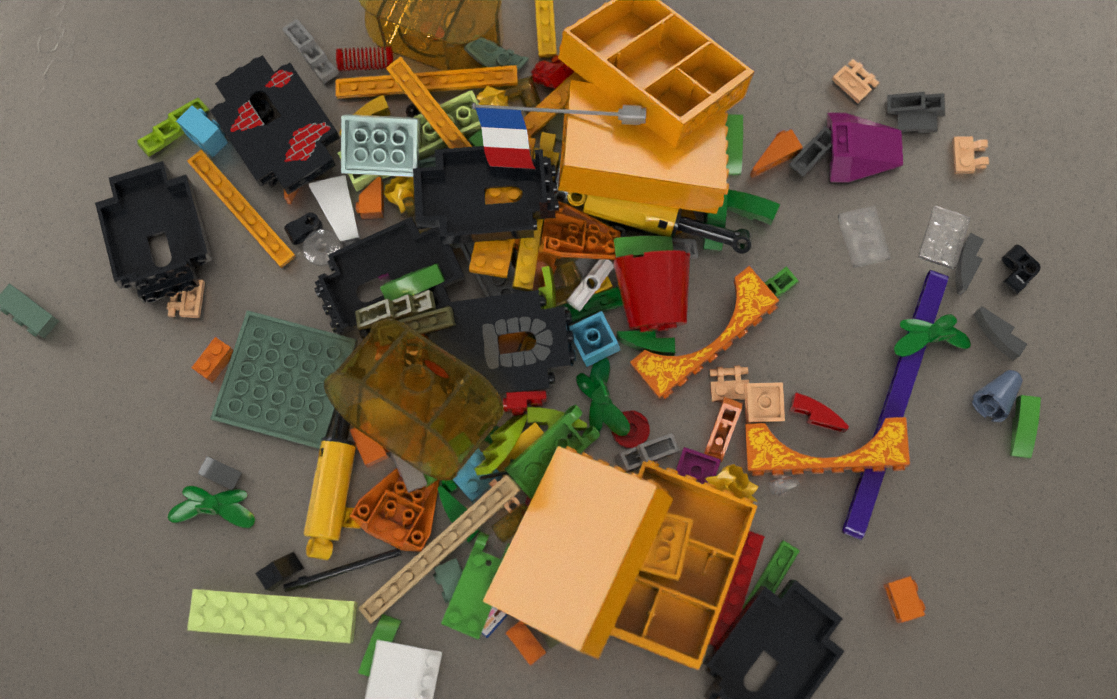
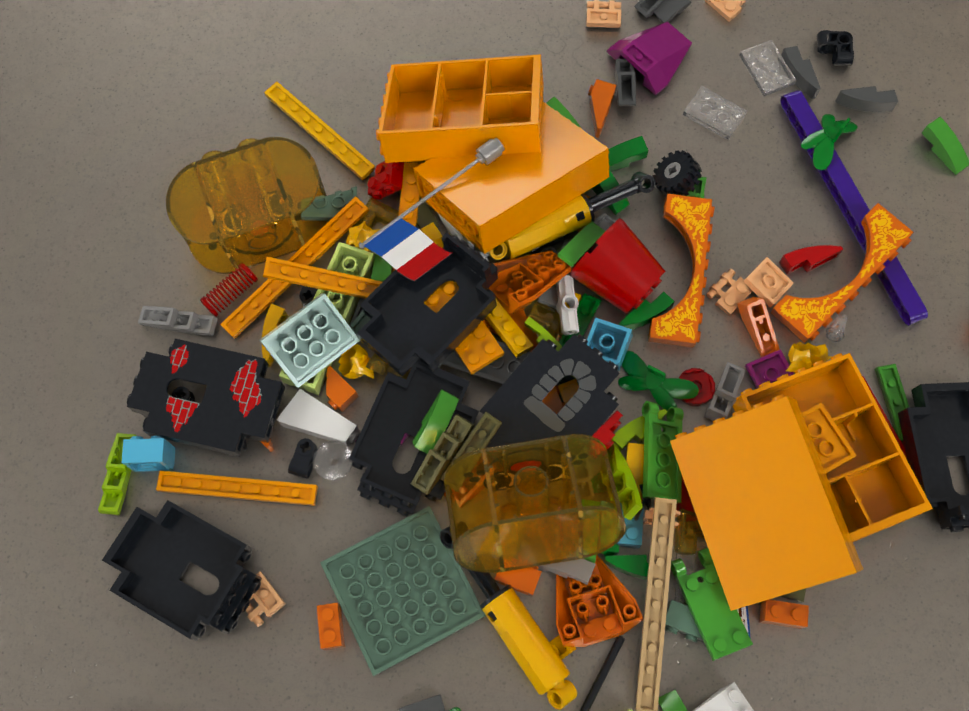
camera: 40 degrees left, 5 degrees down
(776, 258) = (677, 174): none -> black wheel
(998, 396) = (912, 141): sand blue cone -> none

